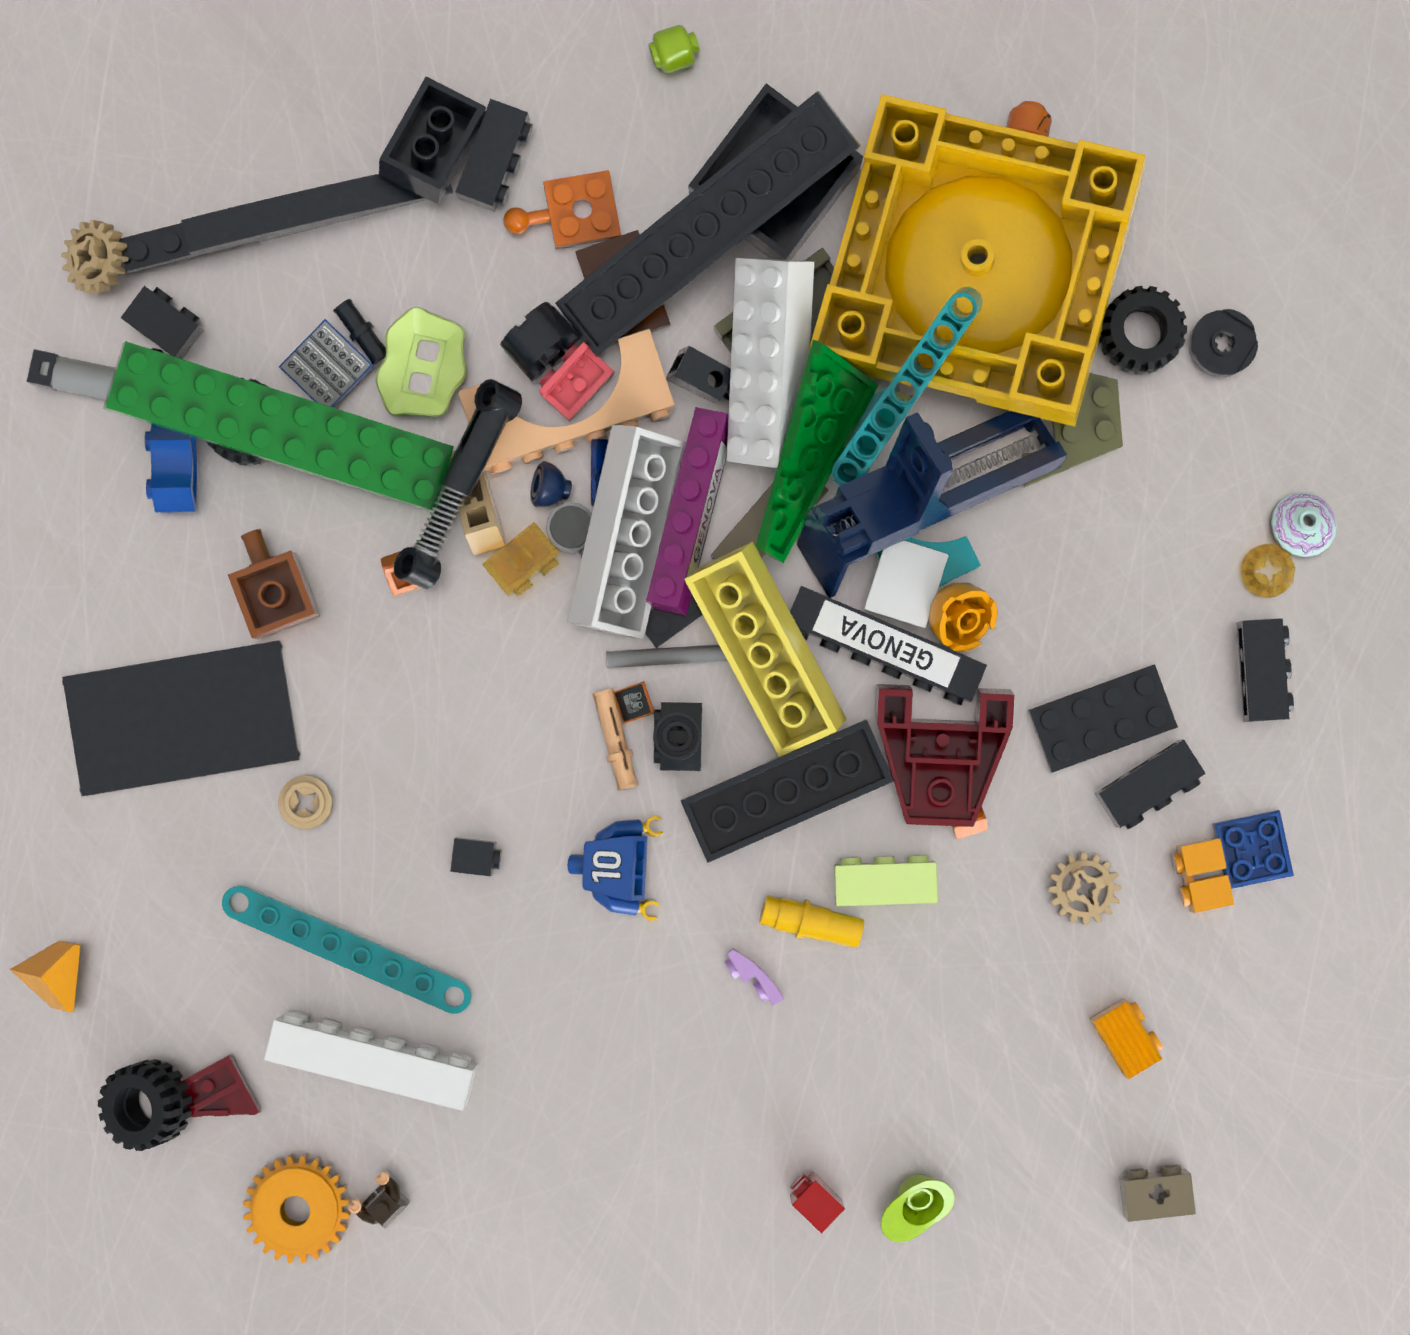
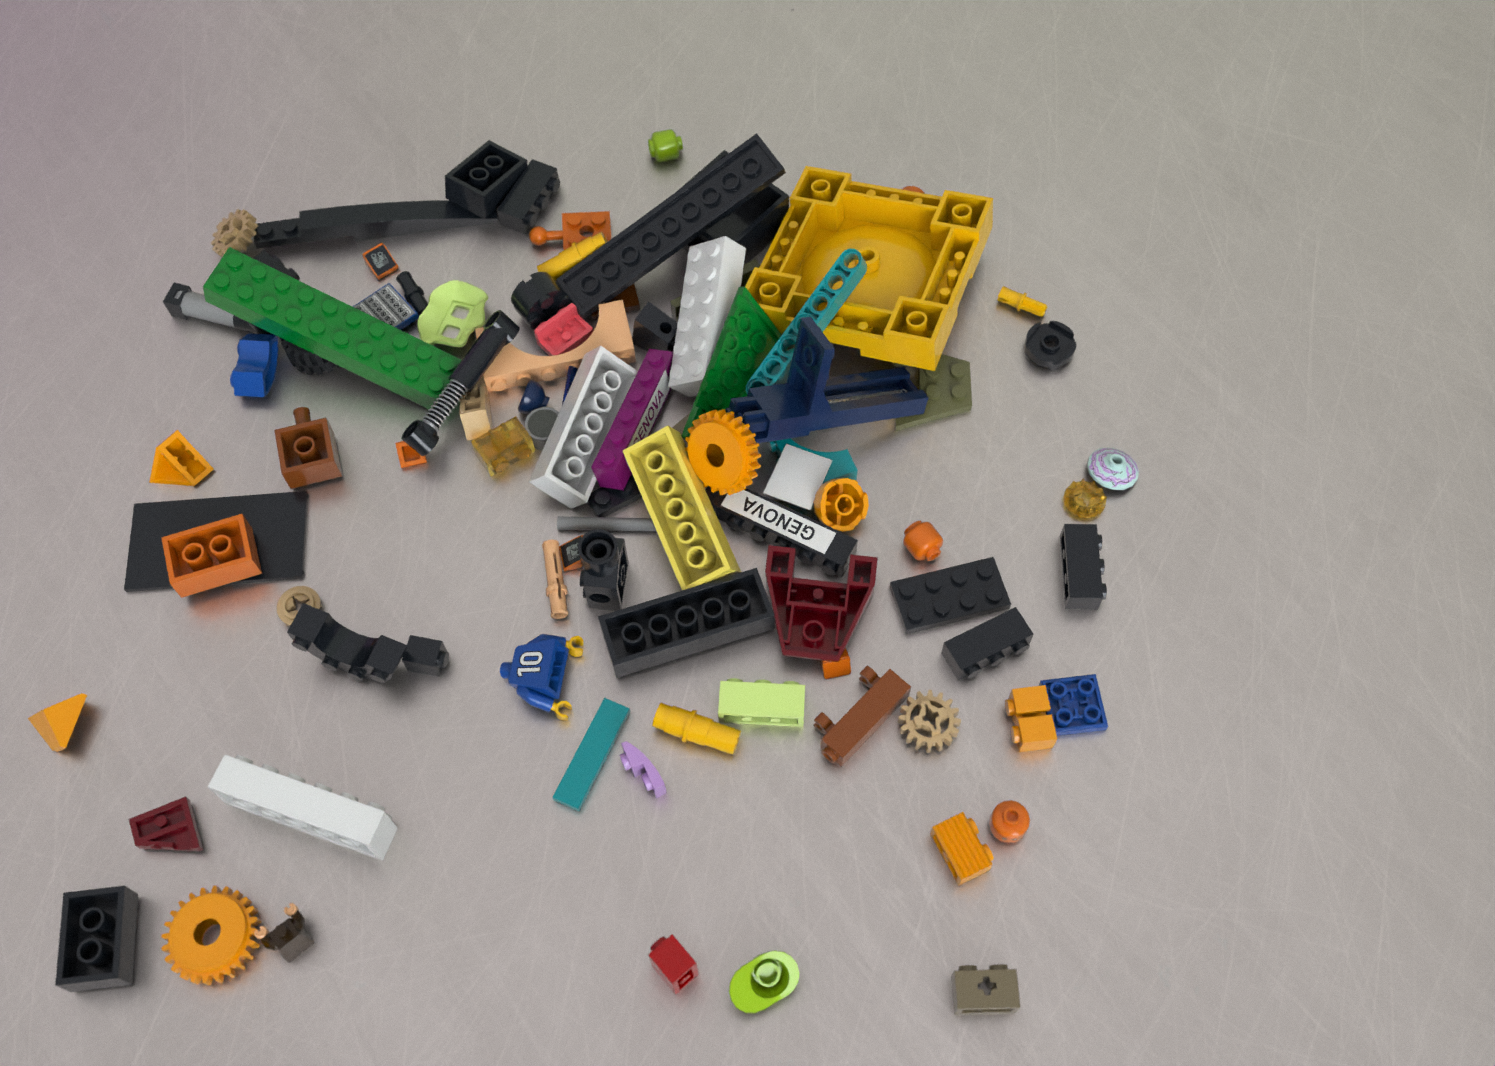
camera: 10 degrees right, 25 degrees down
(110, 619) = (178, 462): none -> light orange slope
(122, 1108) = (101, 827): black tyre -> none
(173, 1227) = (97, 939): none -> black brick
(186, 753) = (211, 555): none -> orange brick
(304, 280) = (380, 261): none -> slope
(346, 949) = (307, 723): teal plate -> none
(385, 860) = (343, 648): none -> black brick
(573, 263) = (572, 256): none -> yellow piece
(690, 959) = (591, 754): none -> teal tile
(813, 578) = (721, 472): none -> light orange gear
(1007, 891) = (864, 717): none -> dark orange brick
(1067, 652) = (923, 541): none -> orange head
(1162, 310) = (991, 312): black tyre -> none
(1180, 1004) = (1009, 821): none -> orange head
(1185, 277) = (1021, 301): none -> yellow axle

